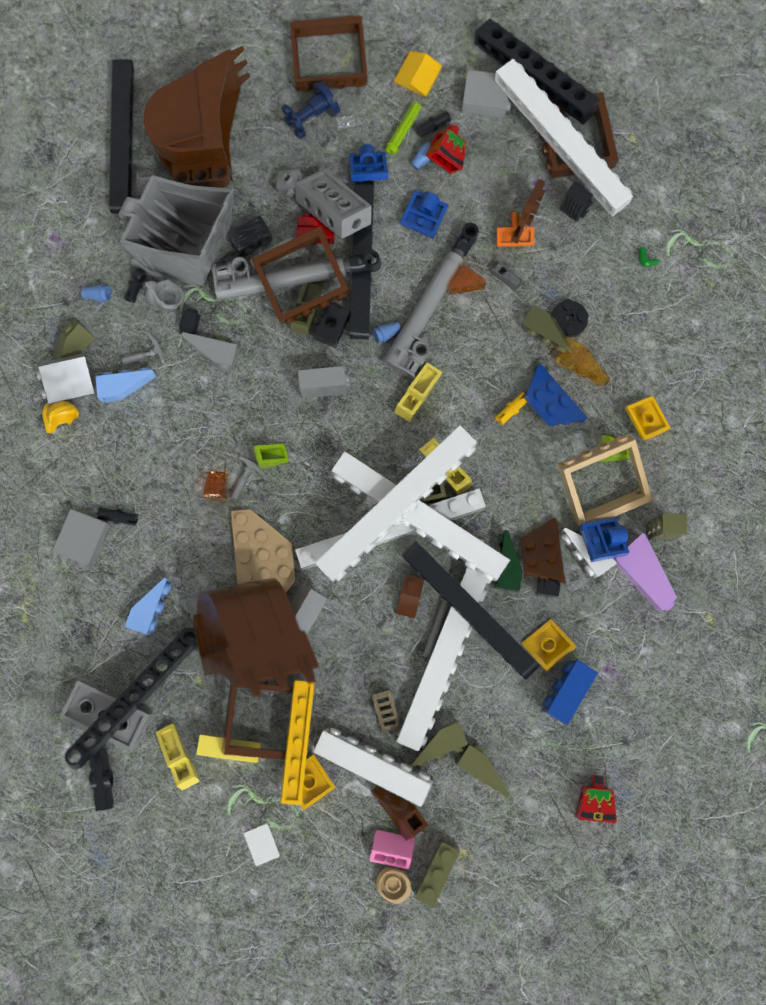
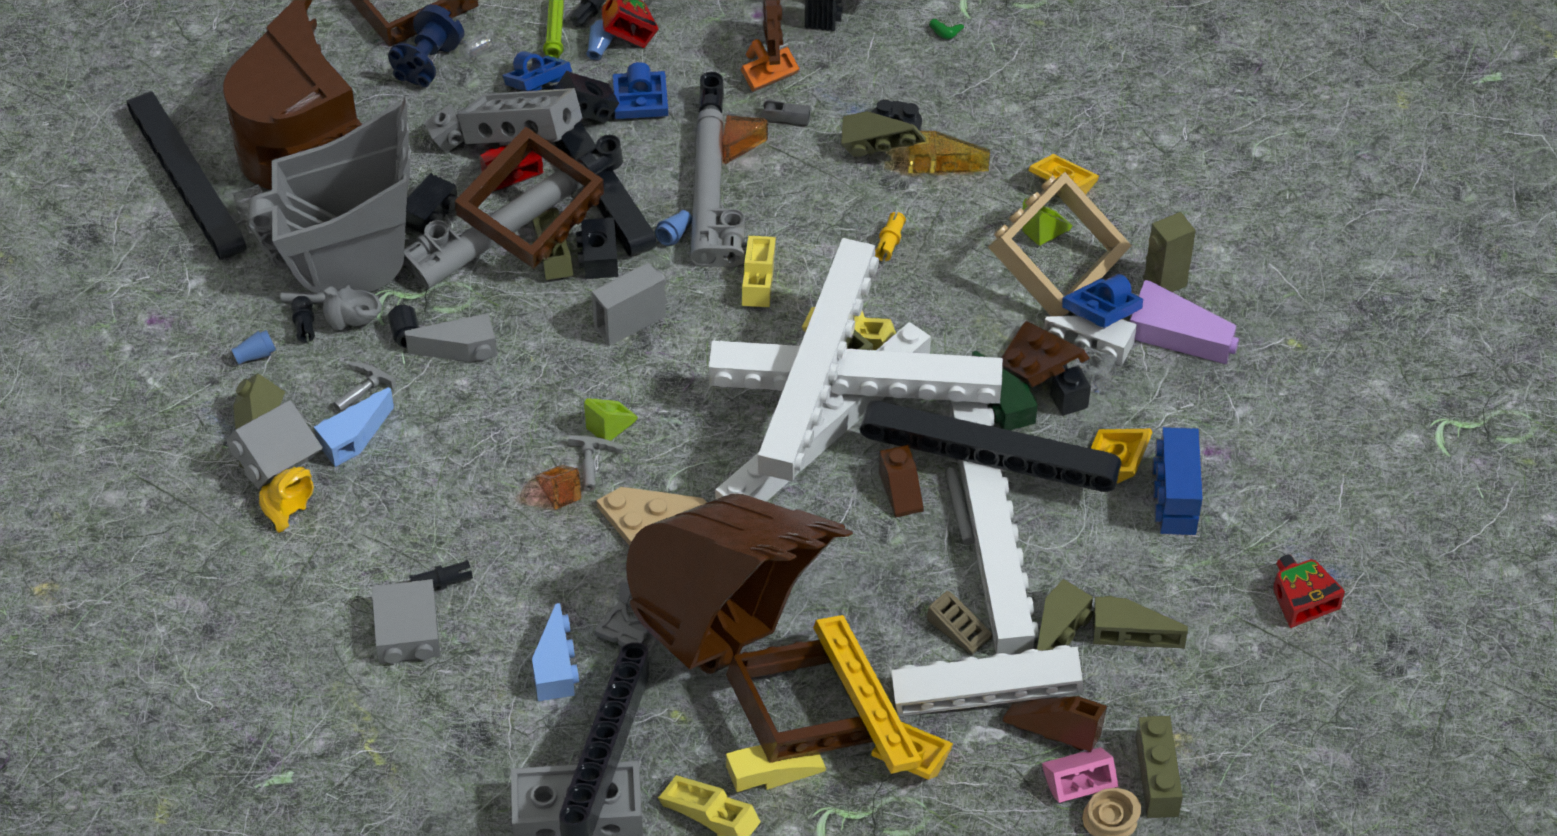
camera: 30 degrees left, 30 degrees down
(386, 204) = (594, 96): none -> black brick
(551, 400) = (934, 207): blue wing -> none

